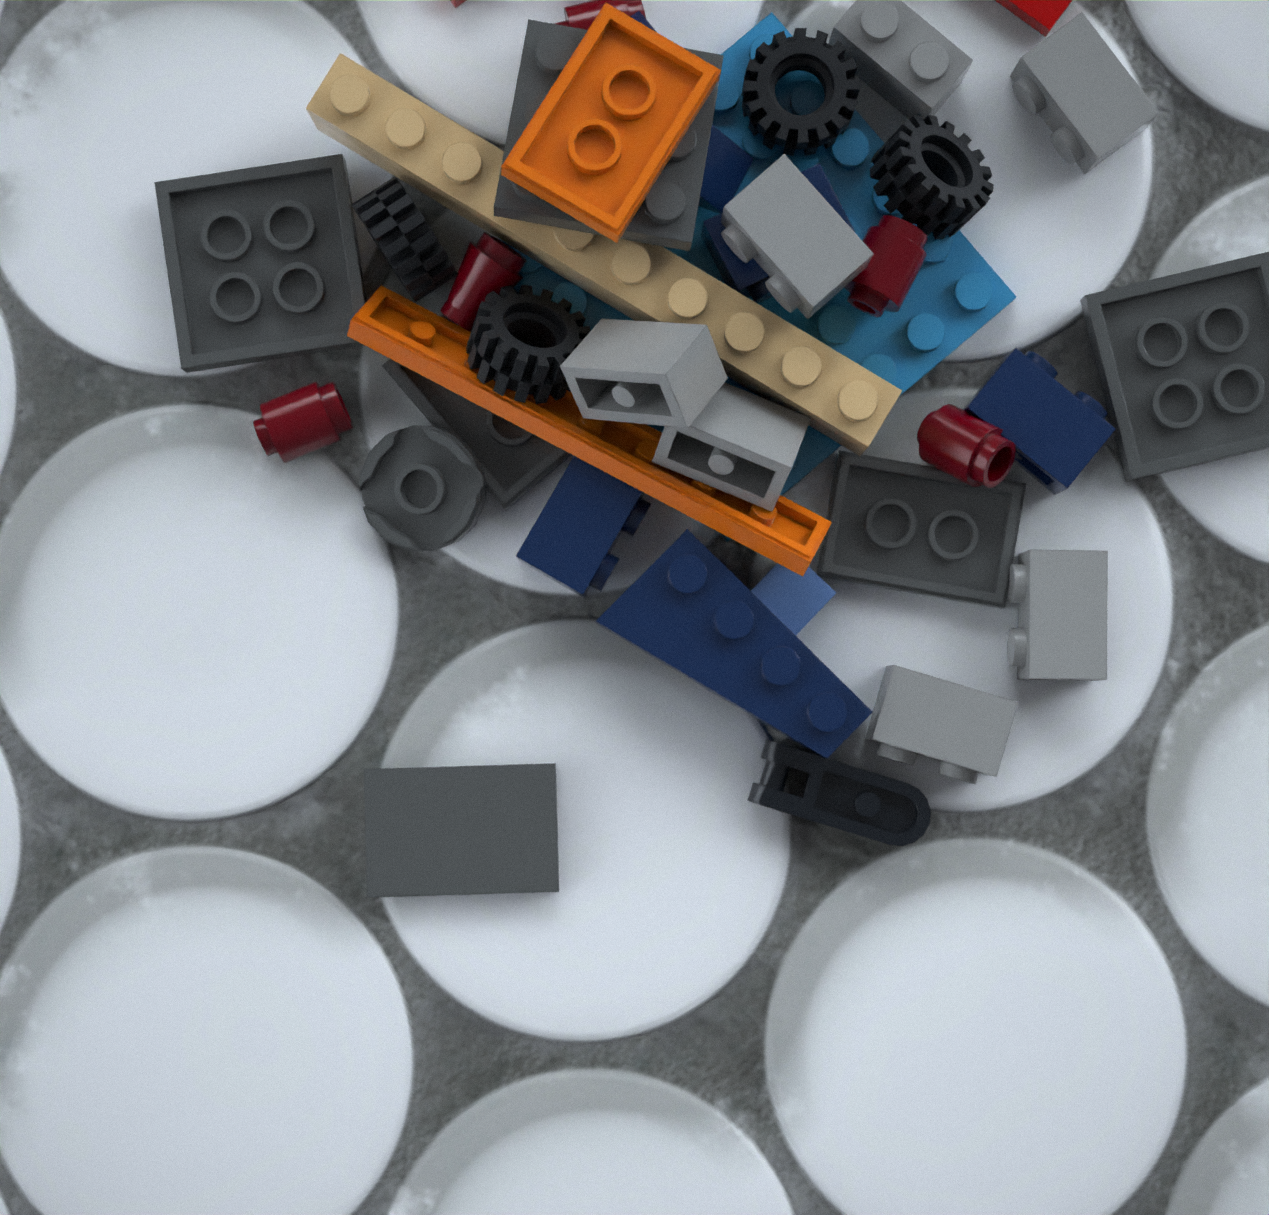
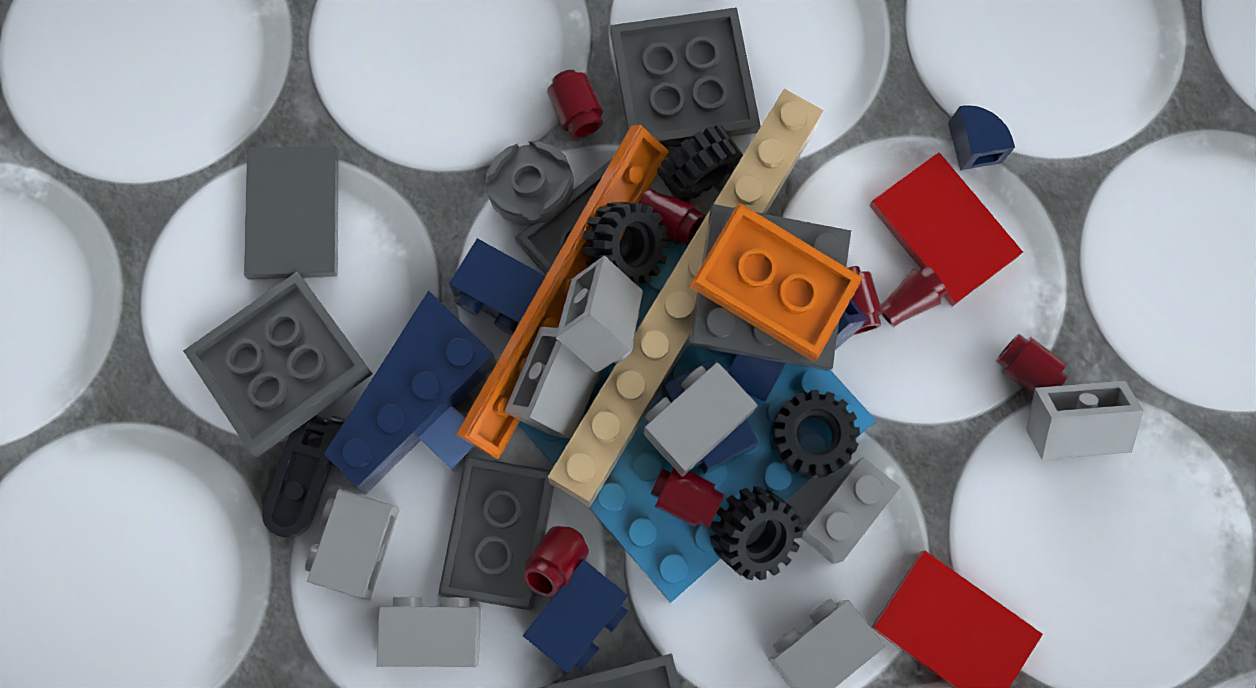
camera: 85 degrees right, 10 degrees down
(691, 834) = (277, 364): none -> dark grey plate

